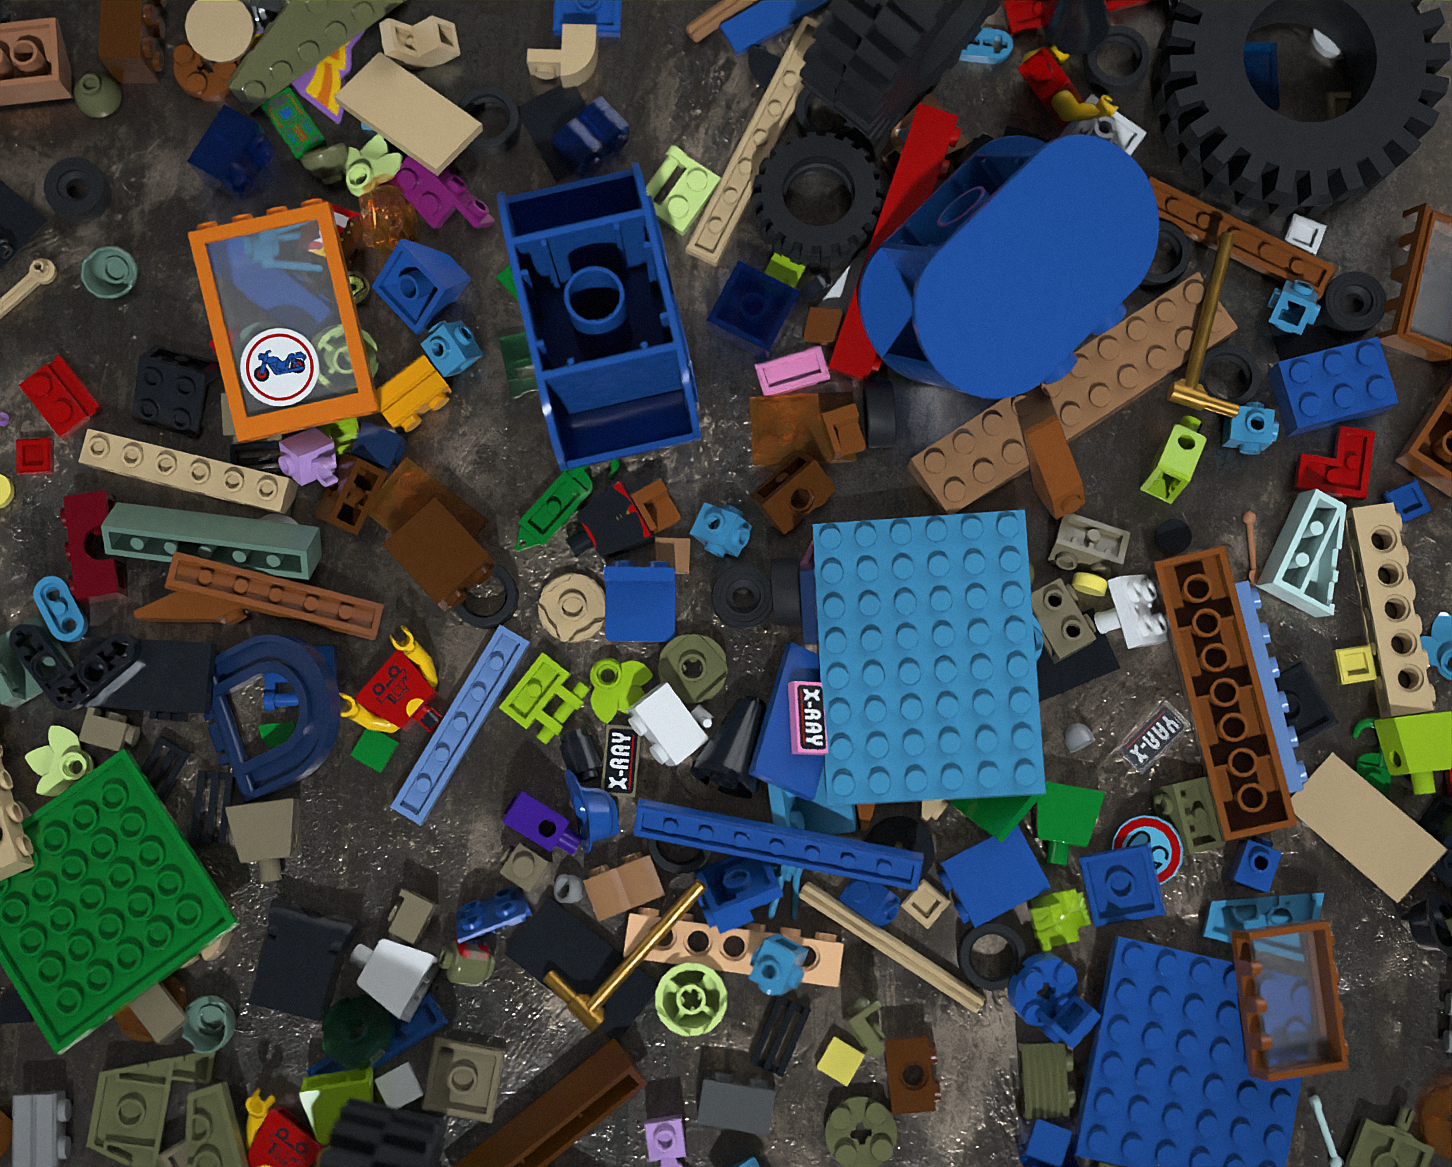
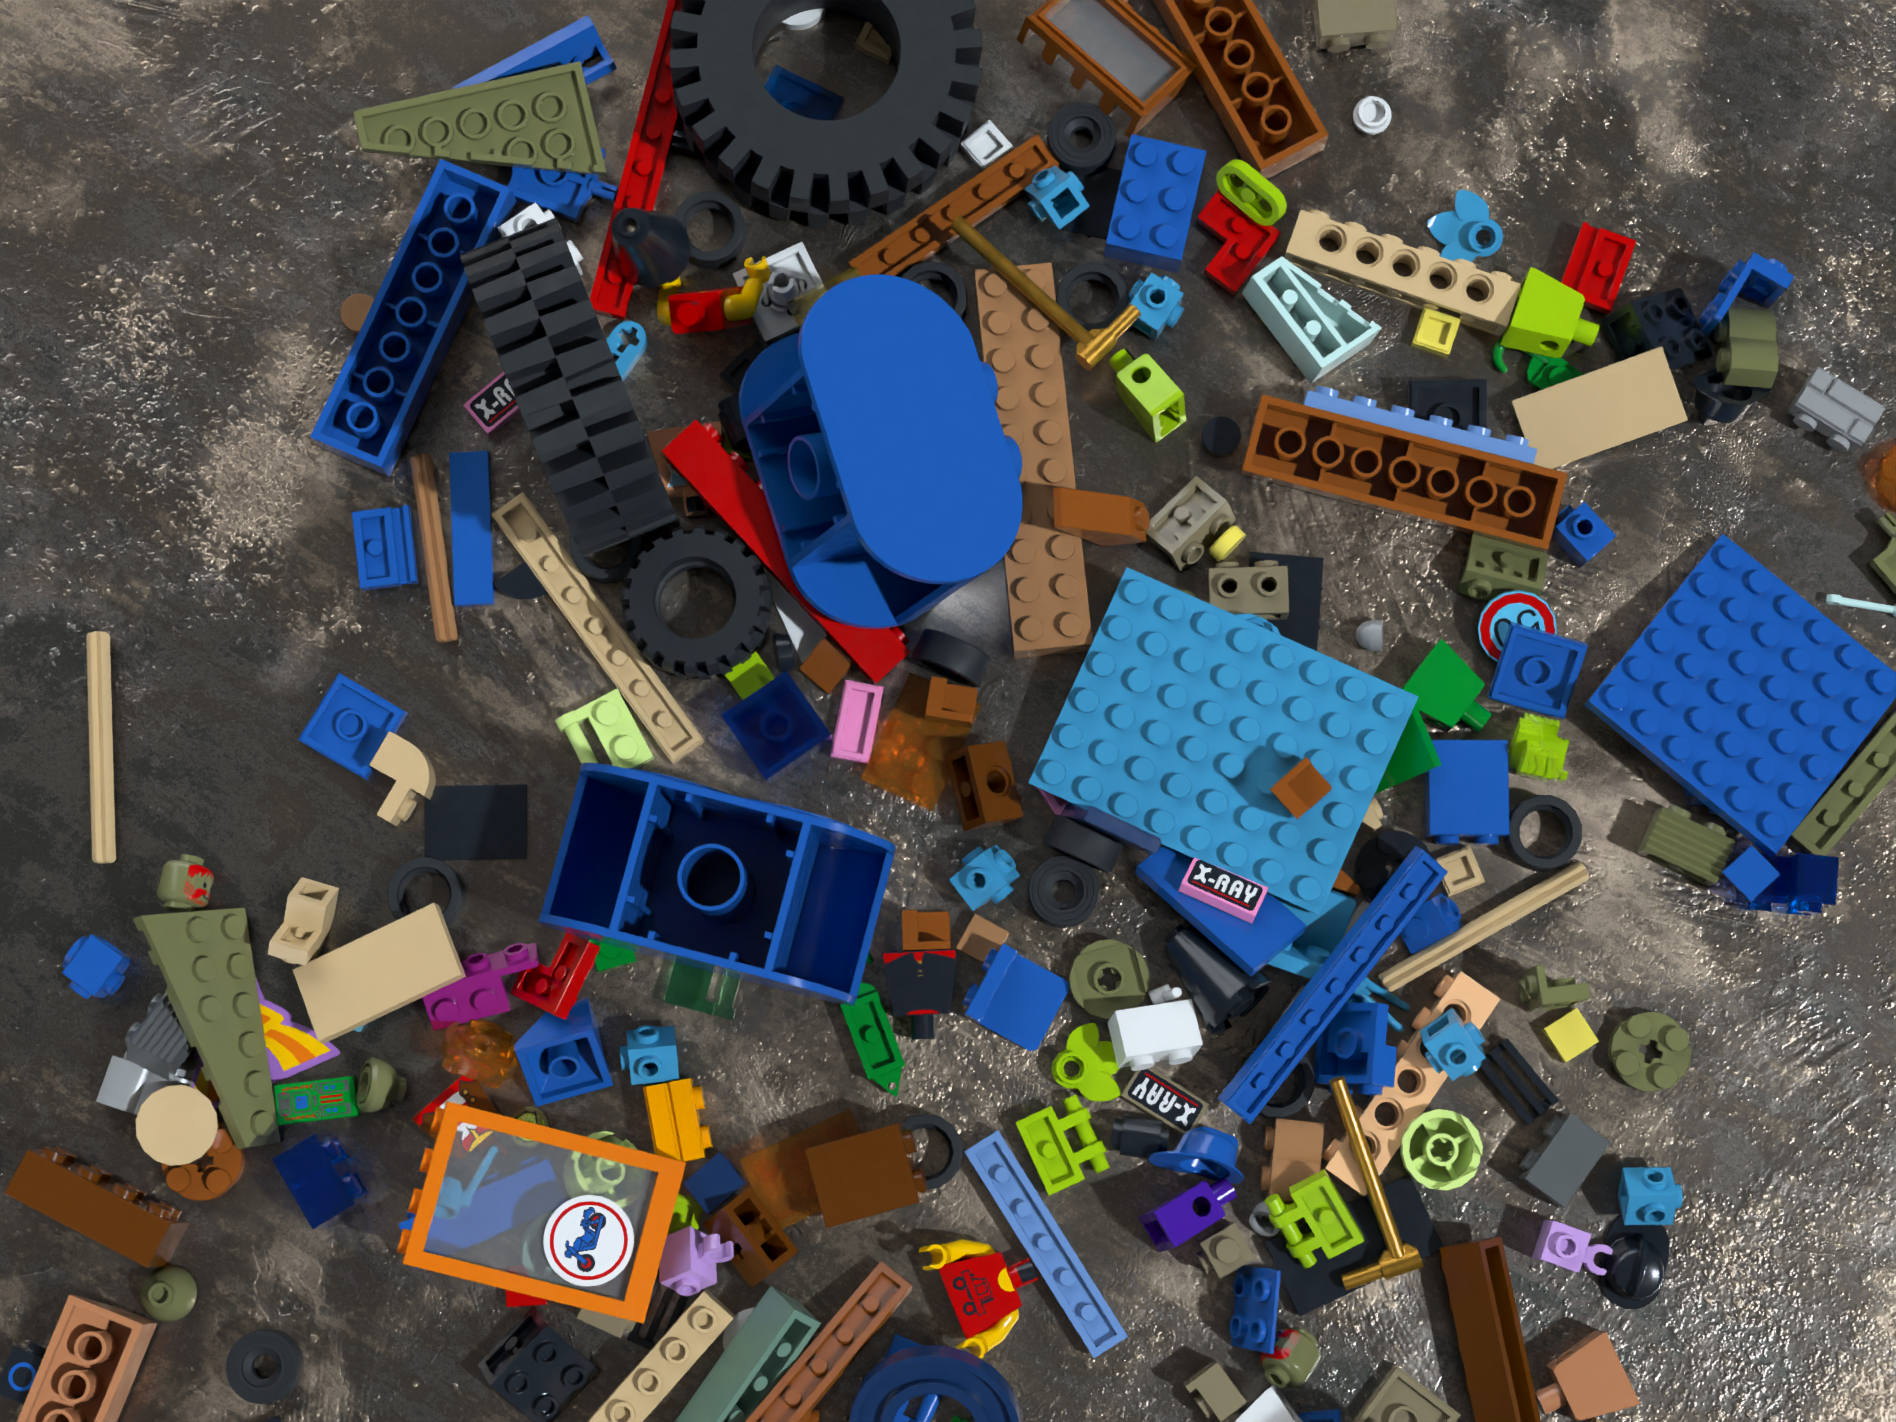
camera: 65 degrees left, 0 degrees up
(109, 272) = (376, 1374): sand green hair -> none
(371, 163) = (404, 1037): yellowish green plate -> none
(375, 749) = (1025, 1345): green tile -> none
(466, 247) = (557, 986): none -> red plate
(572, 607) = (983, 1069): tan tile -> none
(591, 137) = (503, 797): clear blue brick -> none
(592, 930) = (1324, 1212): none -> lime plate
(904, 1096) = (1642, 976): reddish brown brick -> none
(919, 735) = (1301, 788): none -> dark orange panel
(1039, 970) = (1618, 797): blue plate -> none
(1070, 1023) = (1646, 791): blue bracket -> none
(1133, 611) = (1279, 515): white plate -> none
(1153, 737) = (1408, 563): clear tile -> none
(1249, 518) = (1298, 379): nougat hinge -> none
(1258, 912) = (1643, 552): dark azure wing -> none
(1289, 1000) = (1728, 571): window -> none
(1385, 456) = (1251, 192): none -> lime plate
(1408, 500) = (1303, 193): blue tile -> none

